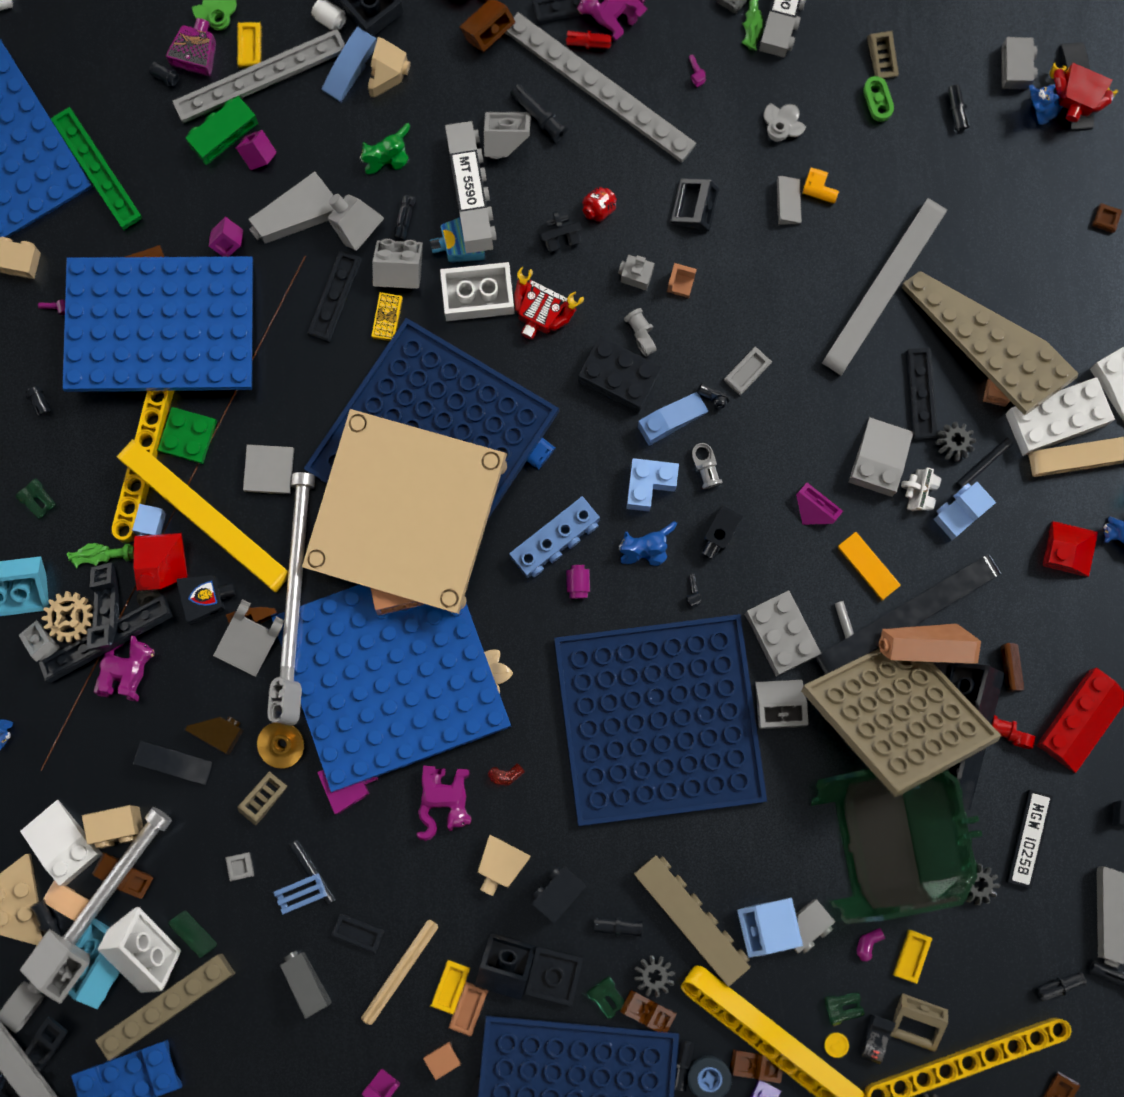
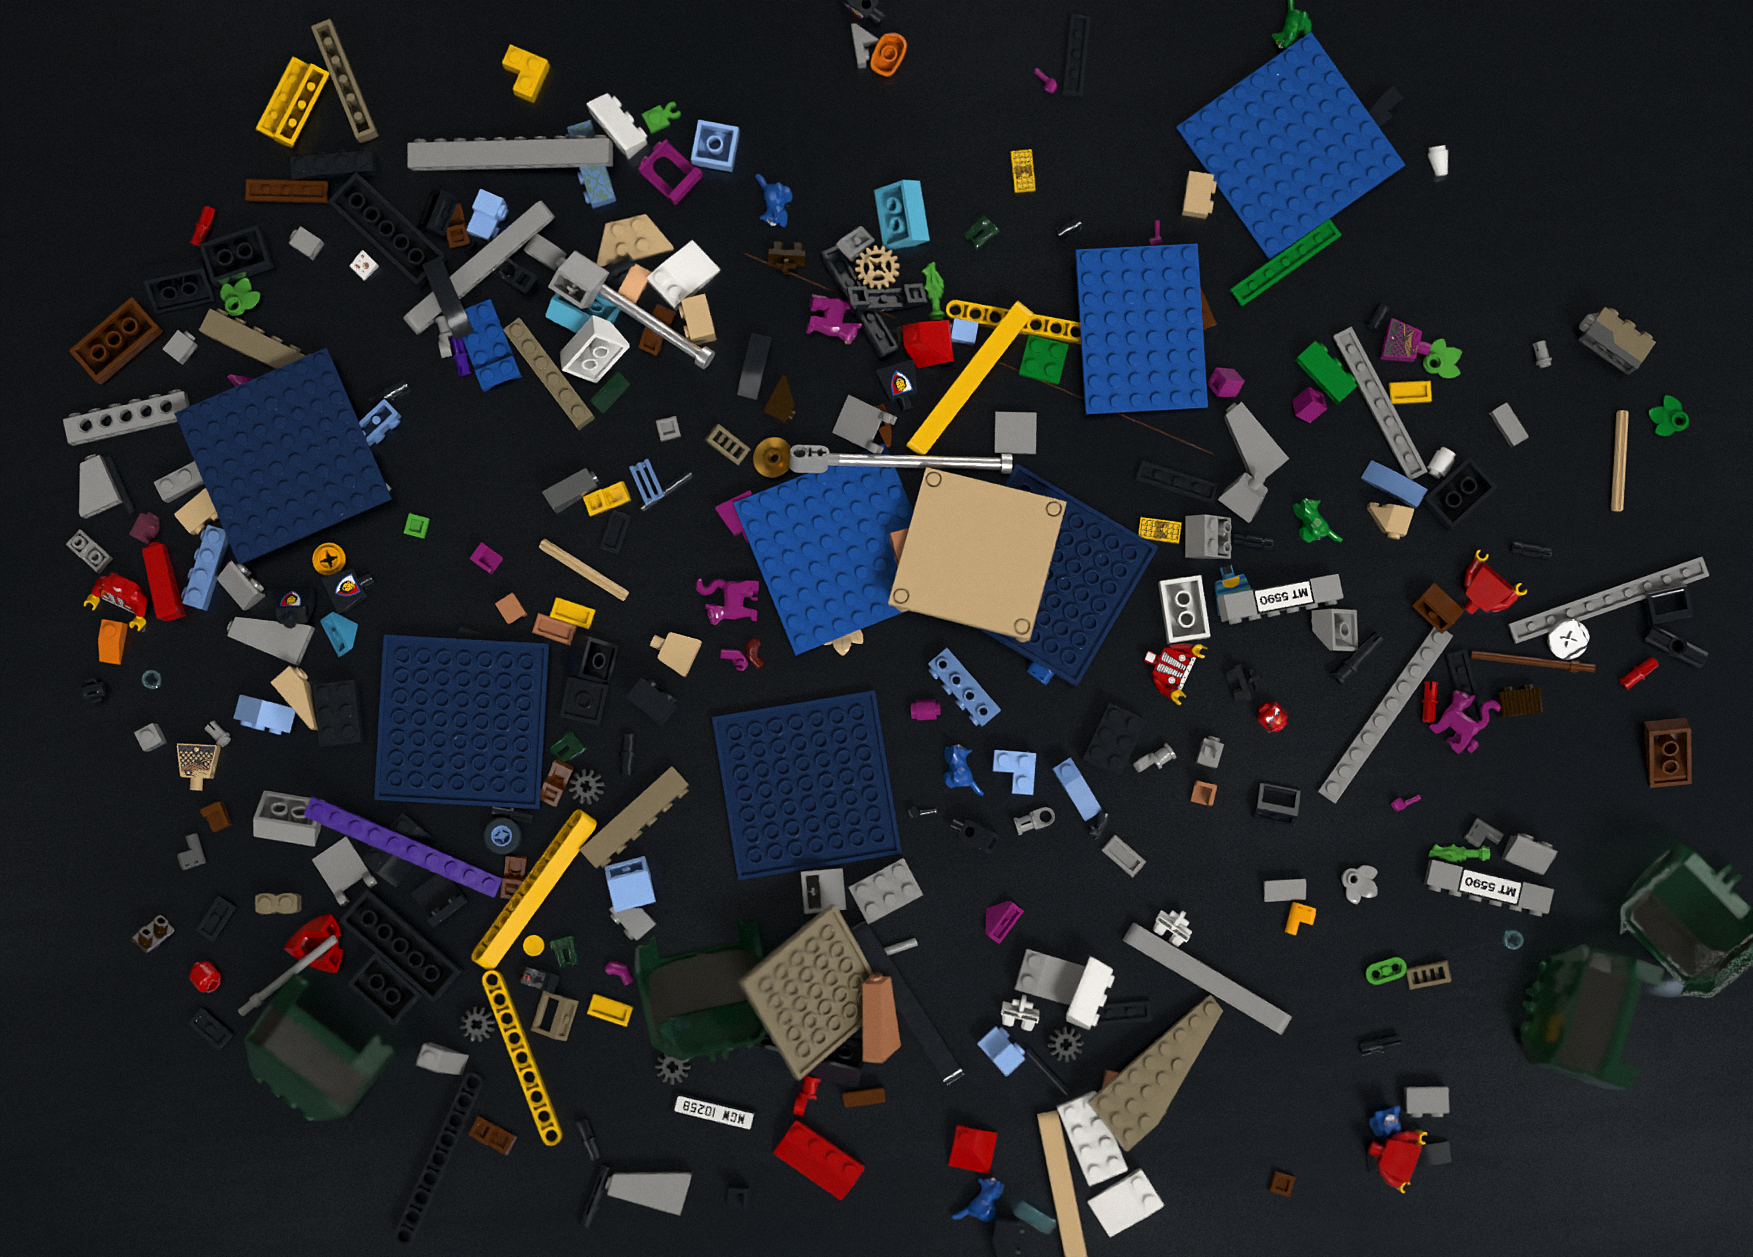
camera: 90 degrees right, 5 degrees up
(49, 720) = (786, 258): none -> dark brown hips
(317, 942) = (607, 498): none -> yellow slope
(509, 795) = (736, 656): none -> magenta arm
(824, 317) = (1175, 924): none -> white hips
(869, 566) = (950, 967): light orange tile -> none
(902, 410) = (1090, 994): none -> white slope

